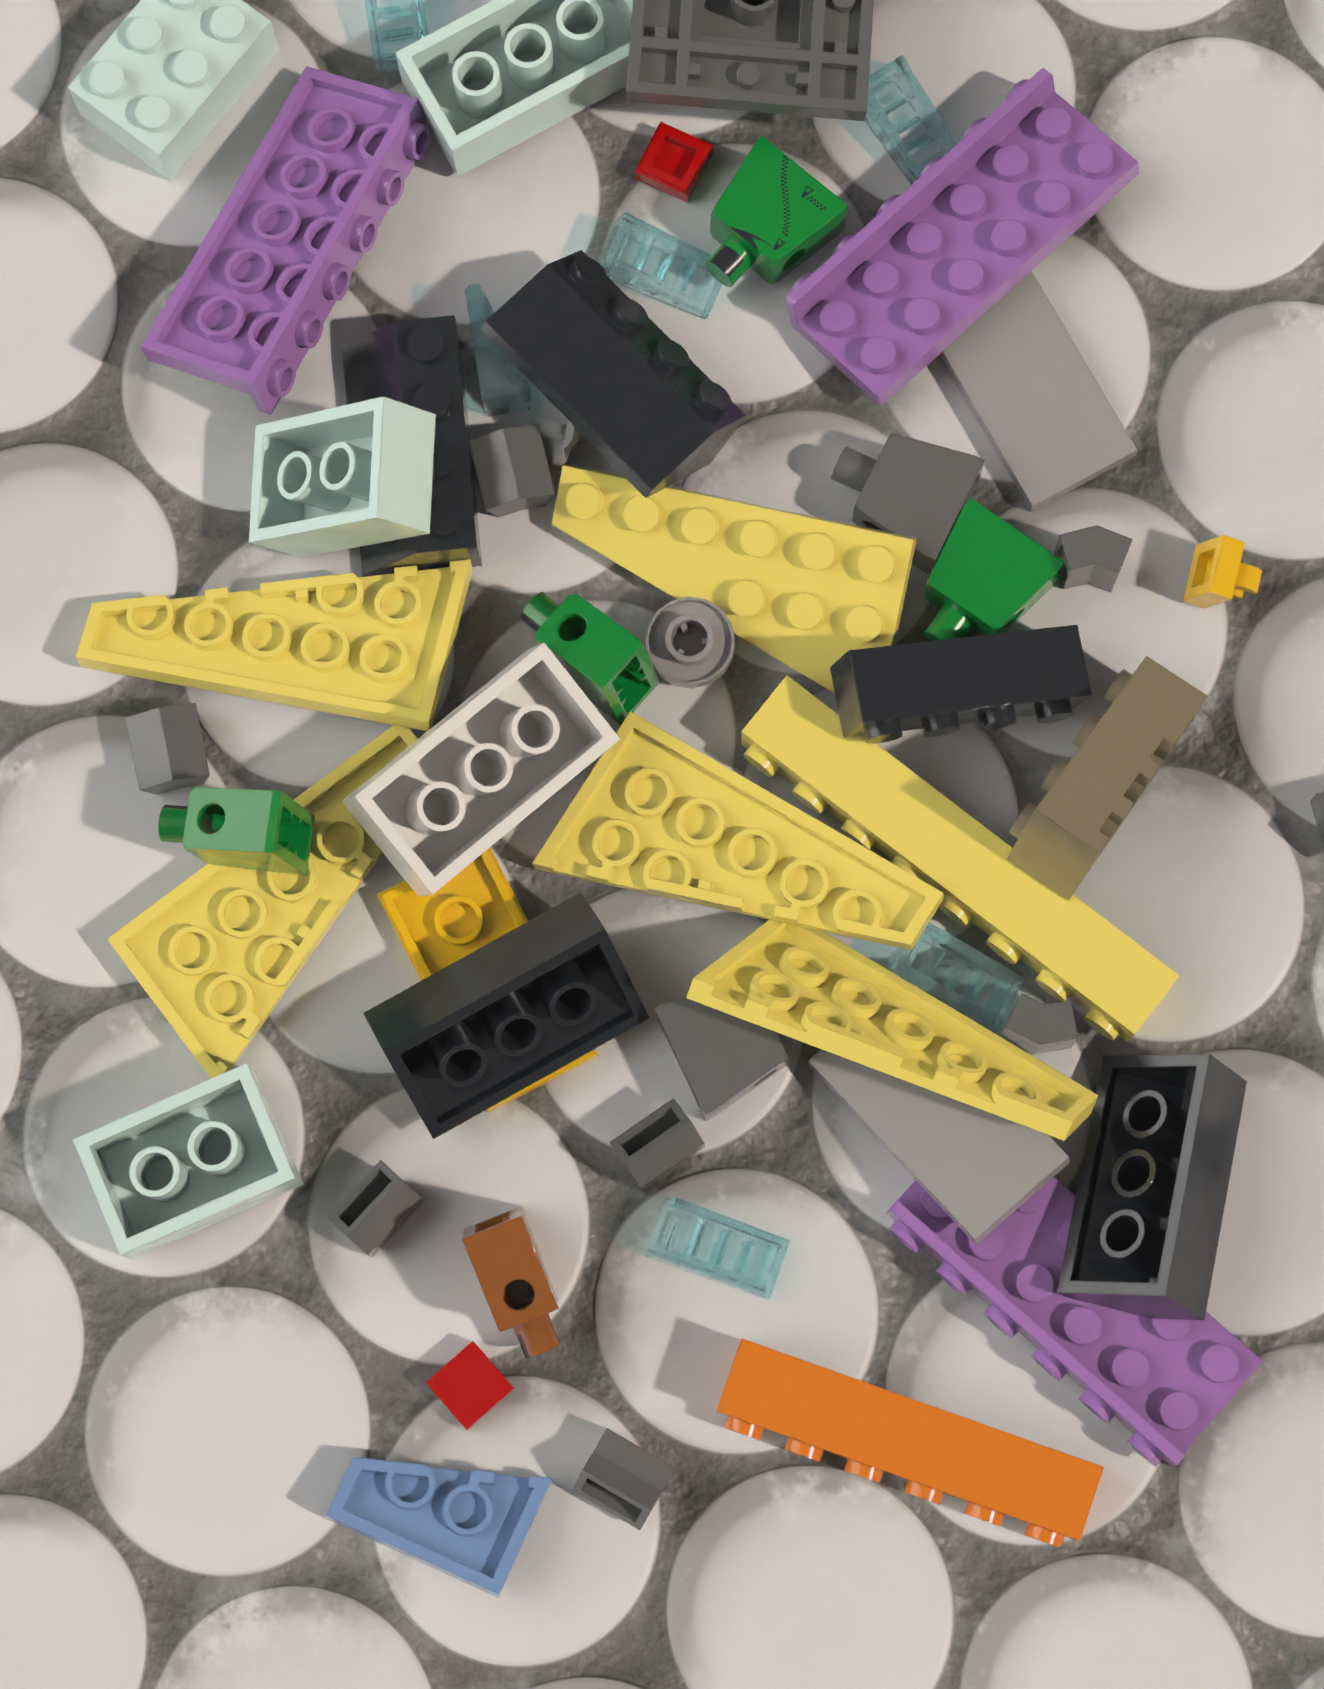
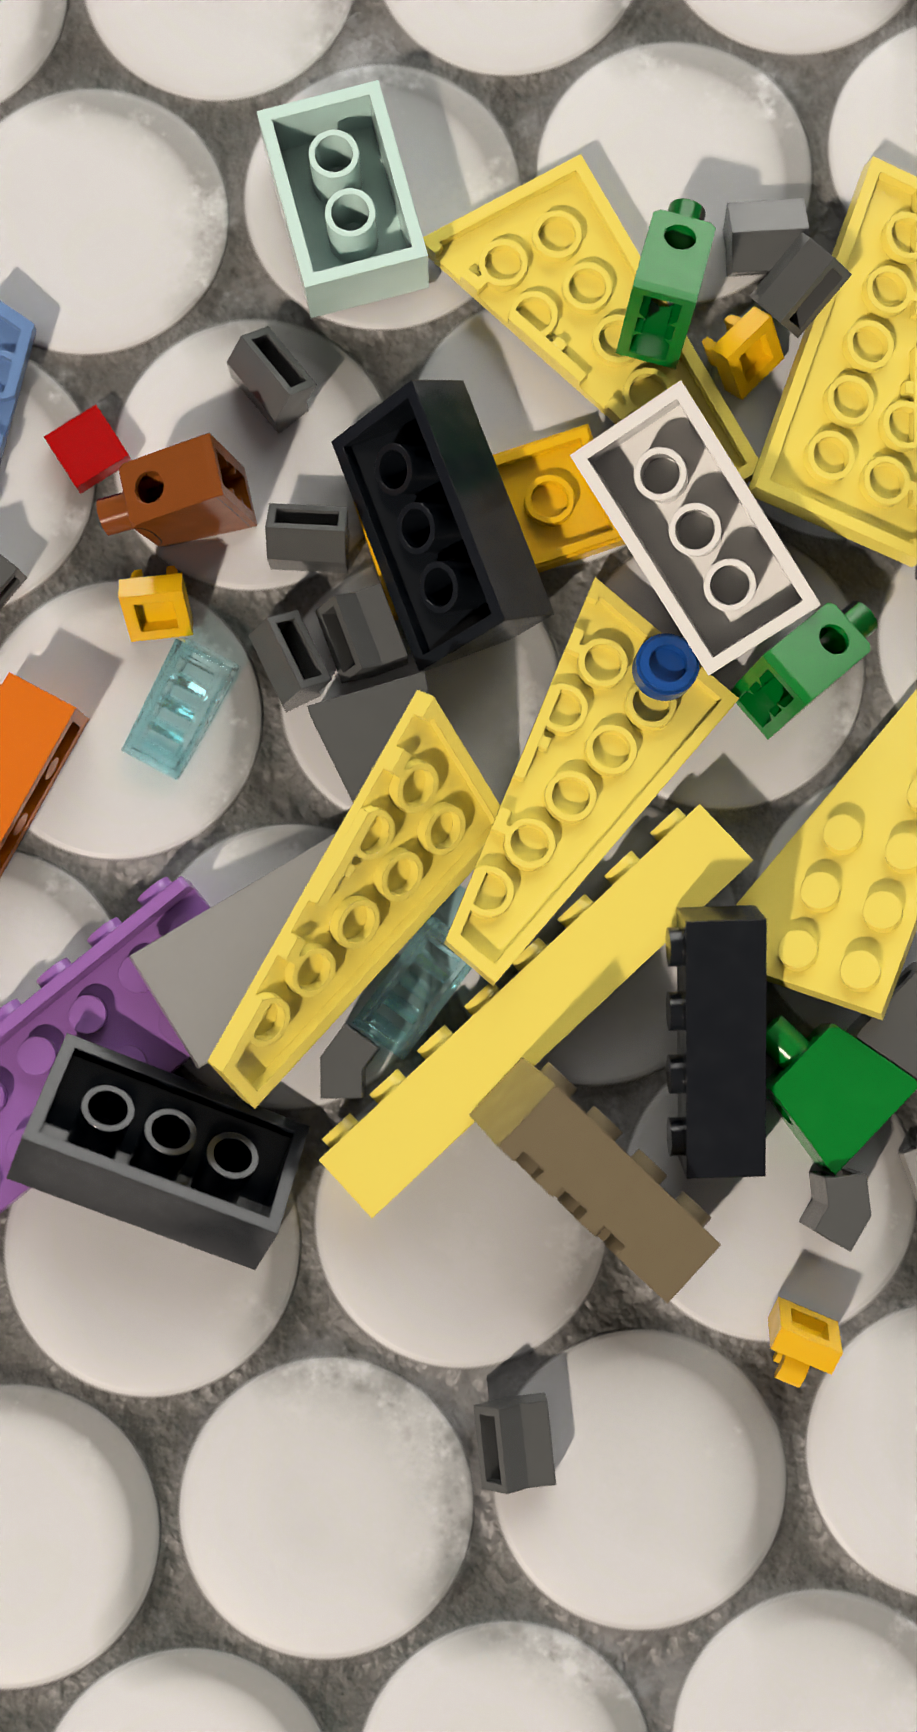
camera: 90 degrees right, 5 degrees up
(219, 709) = (800, 284): none -> dark grey piece
(287, 752) = (745, 351): none -> yellow tile
(531, 1146) = (307, 538): none -> dark grey piece
(613, 783) = (665, 667): none -> blue tile
(620, 1080) = (361, 634): none -> dark grey piece
(622, 1285) = (155, 605): none -> yellow tile
(690, 642) = (803, 770): light grey plate -> none

